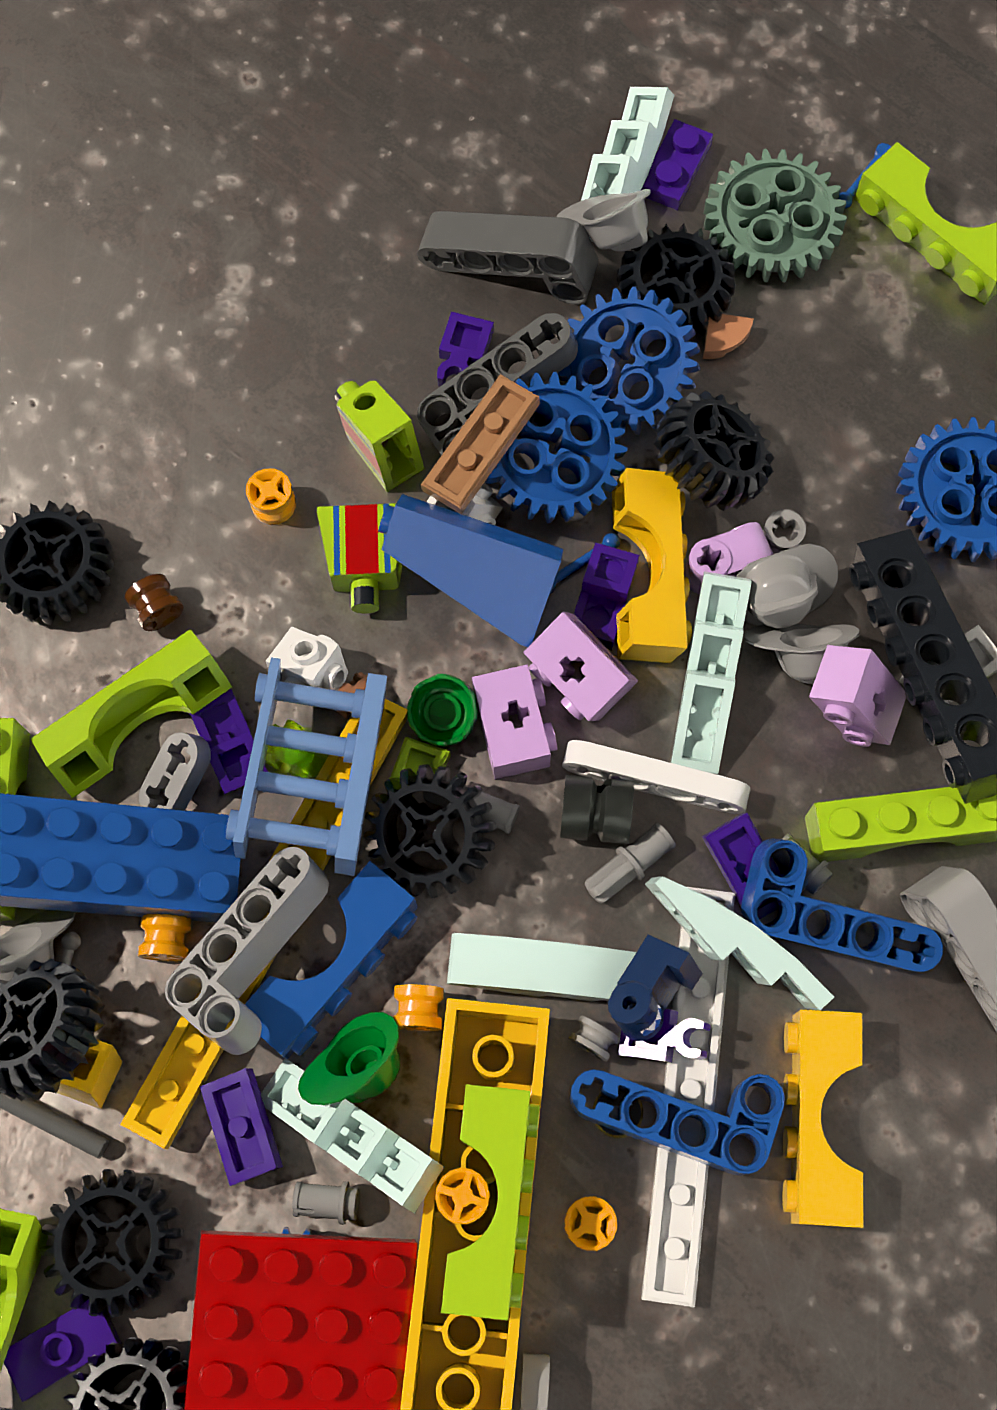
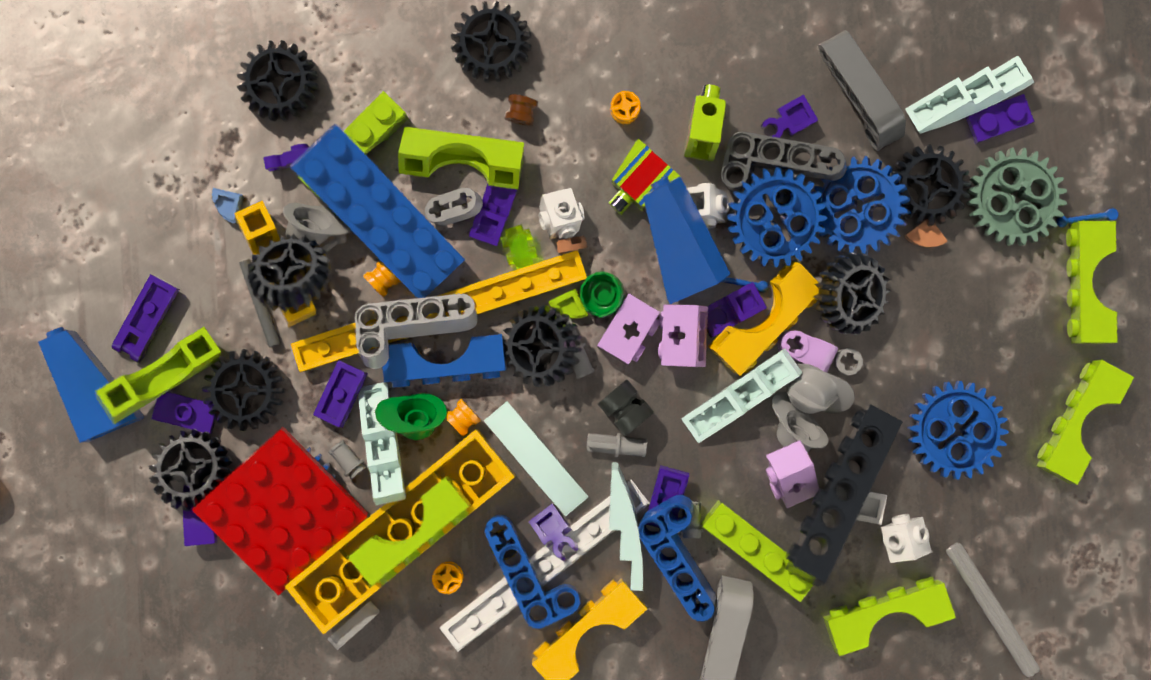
camera: 45 degrees right, 15 degrees up
(347, 794) = (542, 277): medium blue fence -> none
(456, 1198) = (397, 521): light orange wheel -> none
(480, 444) = (740, 187): medium nougat tile -> none
(594, 1038) = (524, 504): light grey bush -> none
(613, 219) = (926, 122): light grey piece -> none
(649, 987) = (567, 508): dark blue leg -> none
(657, 776) = (667, 418): white beam -> none

